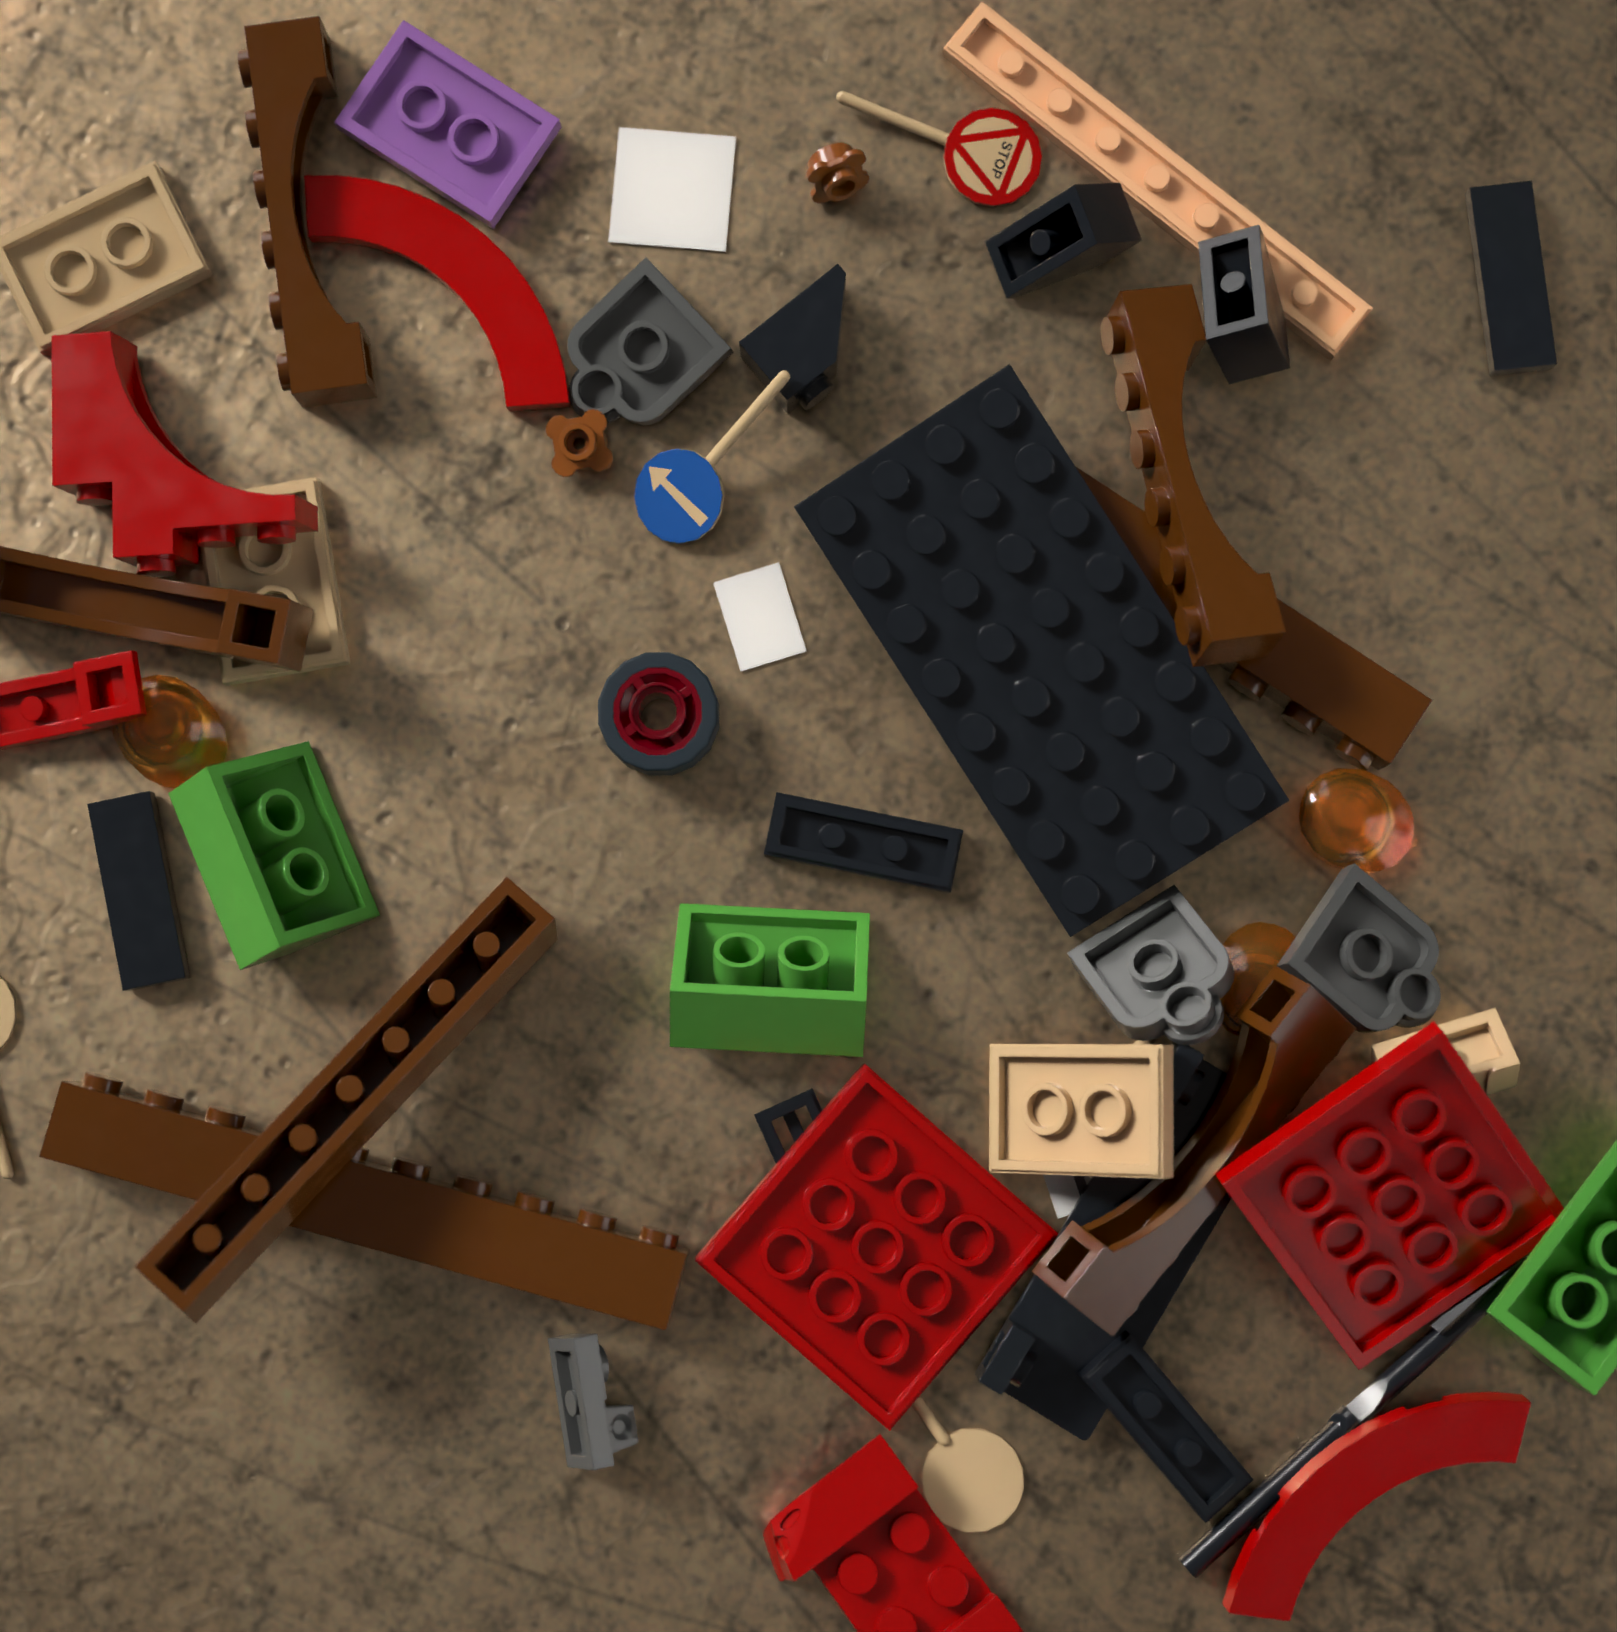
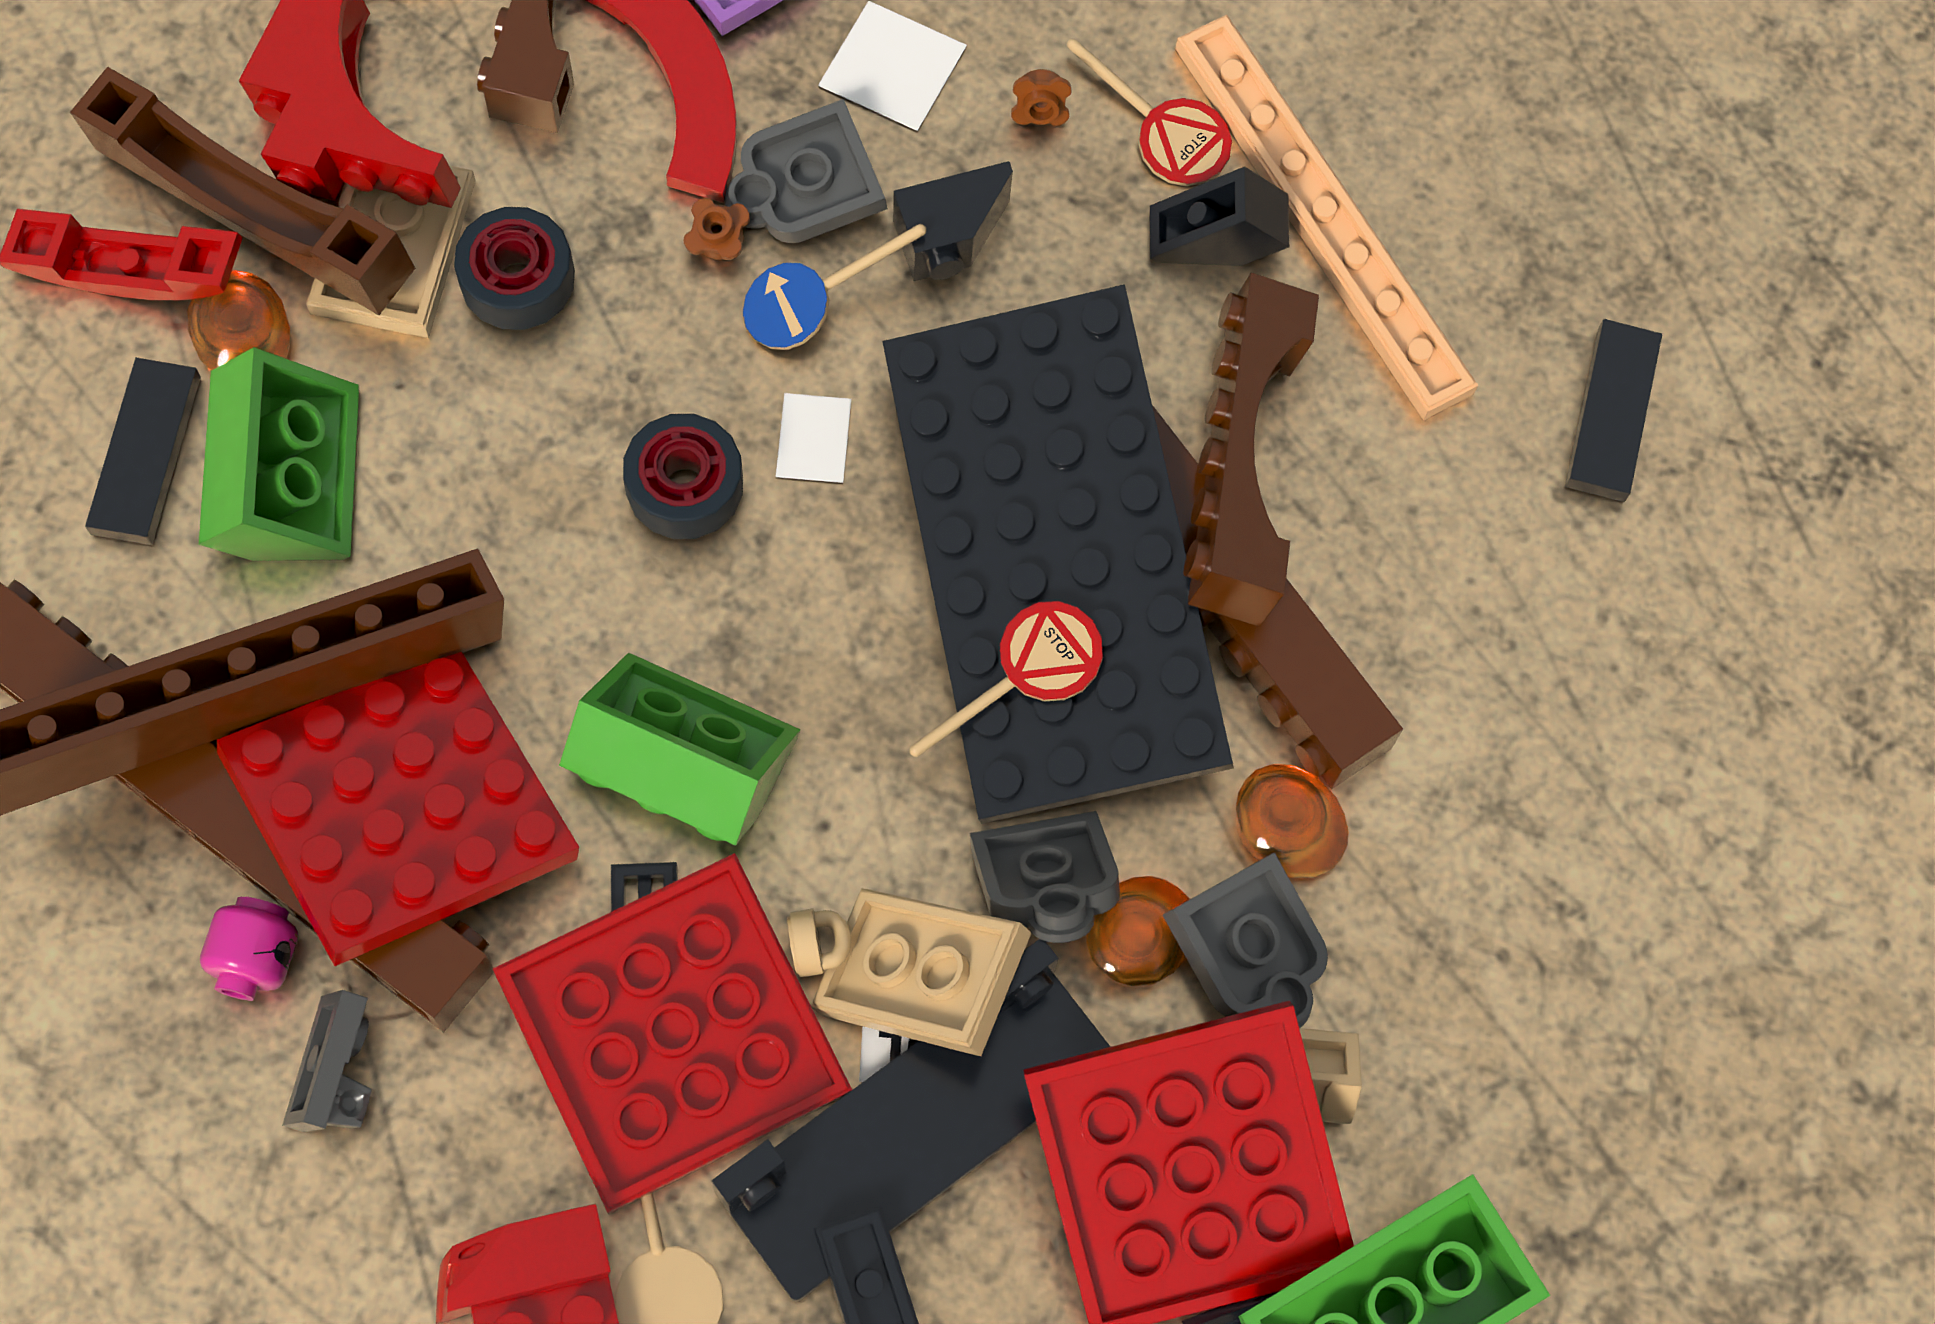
camera: 10 degrees right, 15 degrees down
(376, 545) = (506, 239): none -> wheel
(465, 1325) = (249, 947): none -> dark pink head
(540, 1145) = (396, 804): none -> red plate
(863, 842) = (822, 664): black tile -> none
(963, 1118) = (806, 945): none -> tan tile
(1076, 763) = (1046, 654): none -> piece
(1242, 305) = (1358, 335): black slope -> none
(1280, 1052) = (887, 1125): reddish brown arch -> none

